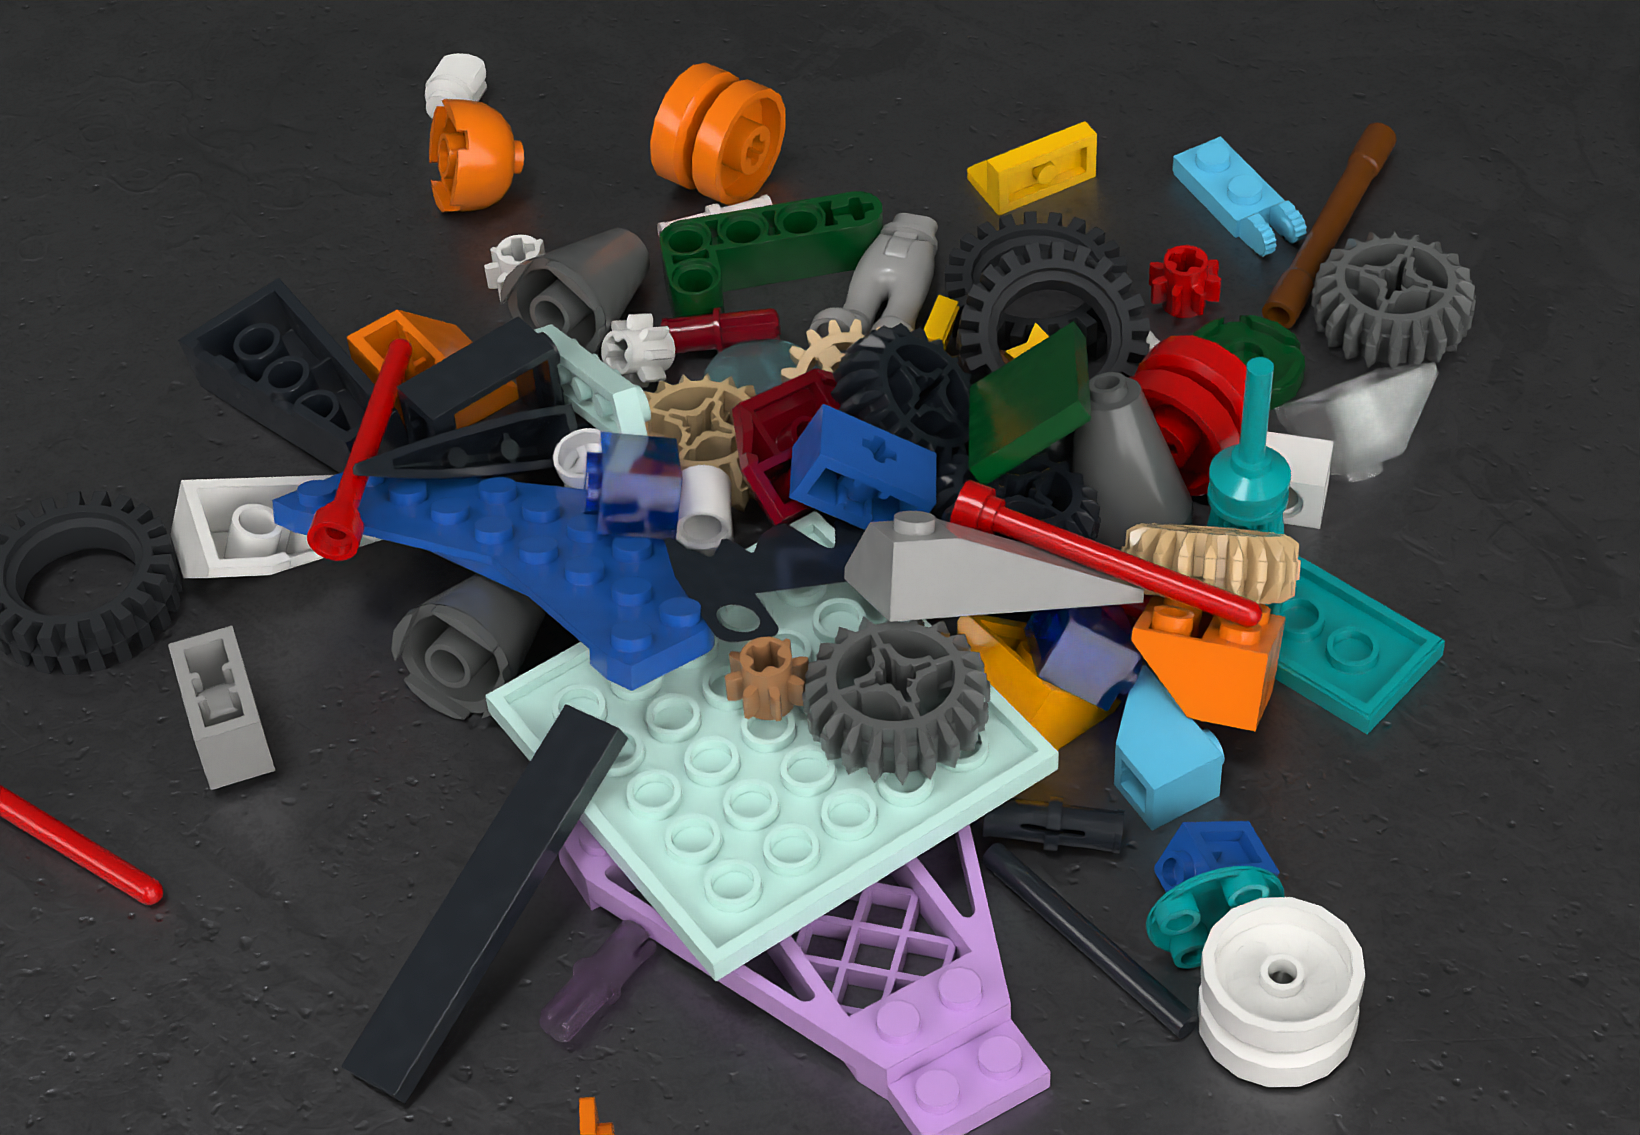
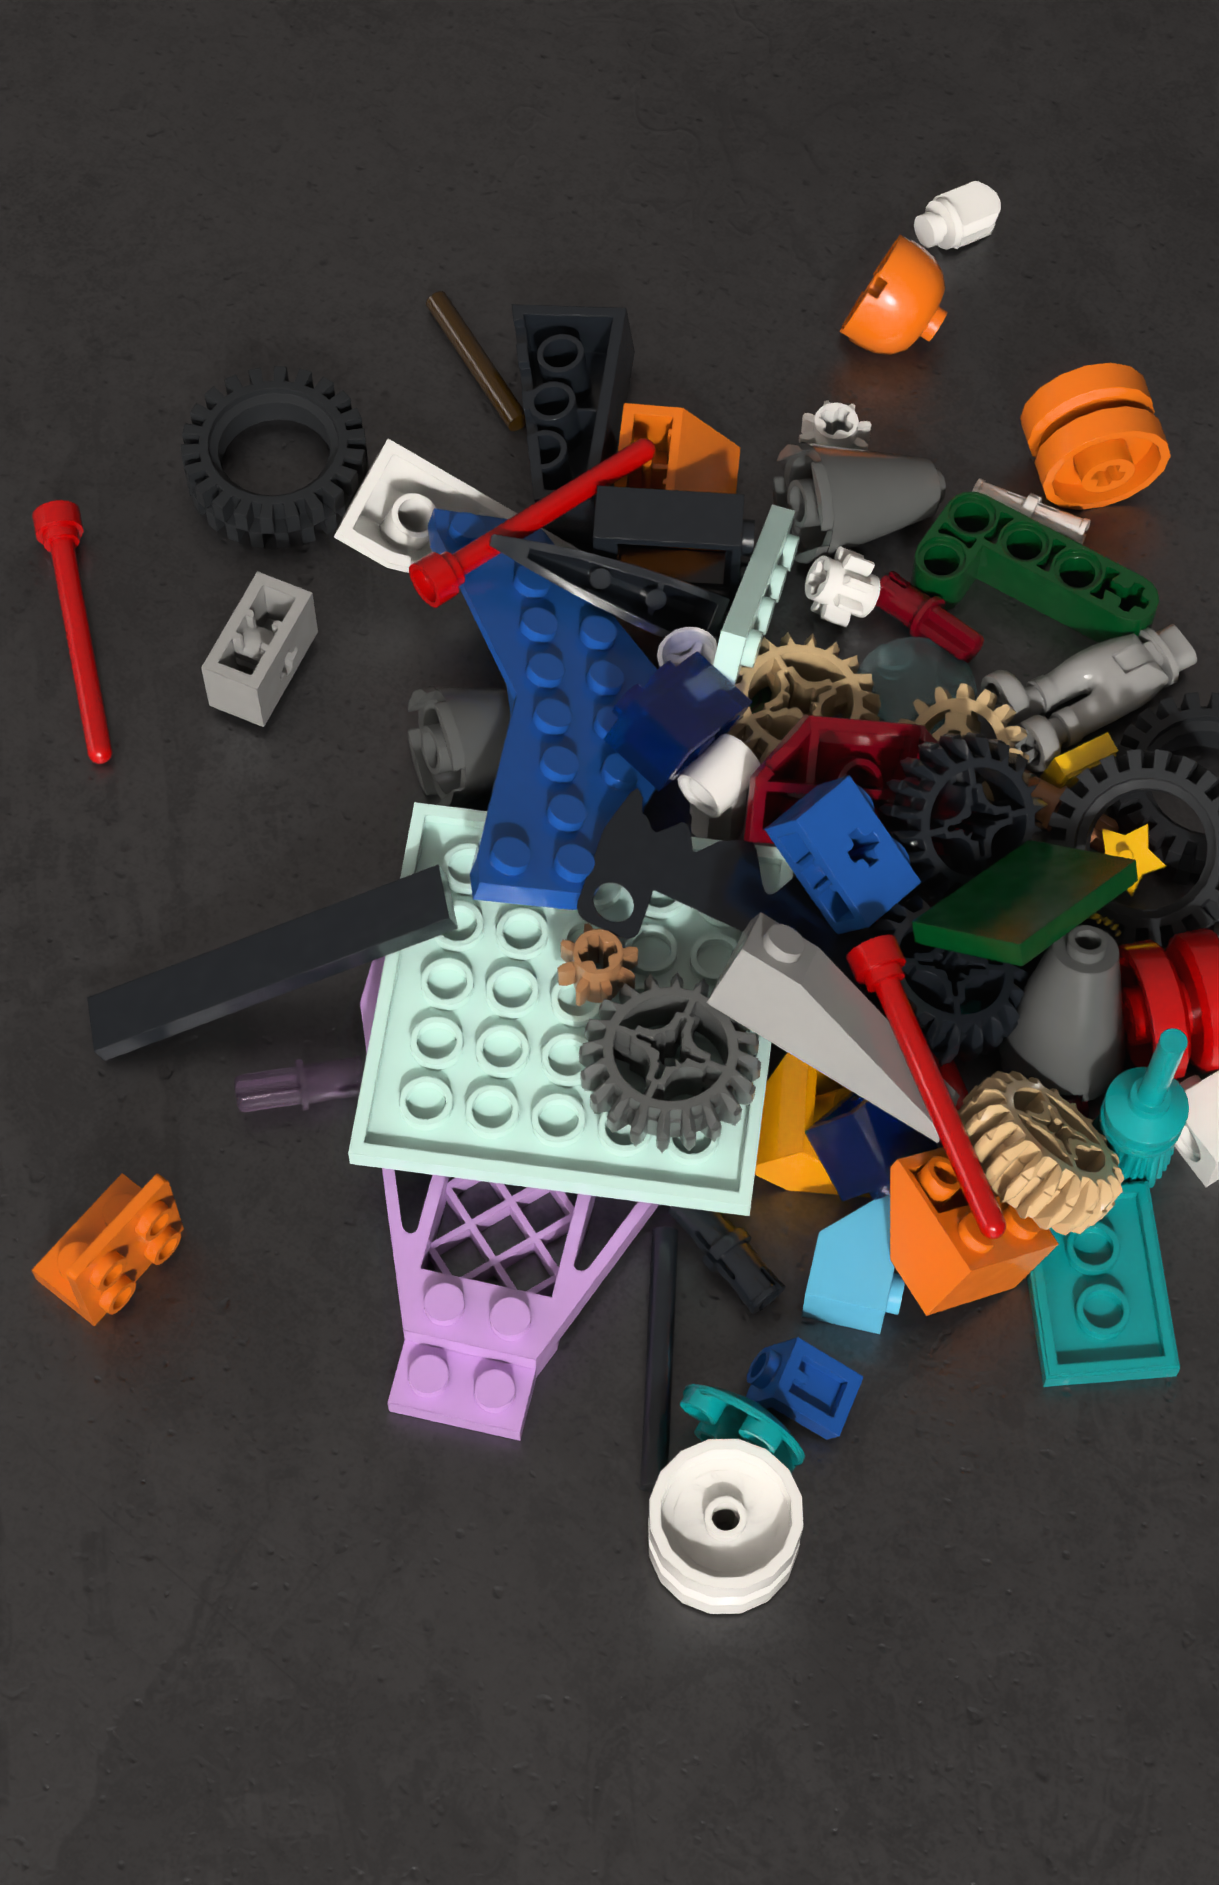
camera: 40 degrees right, 15 degrees up
(176, 414) = (477, 360): none -> dark brown bar

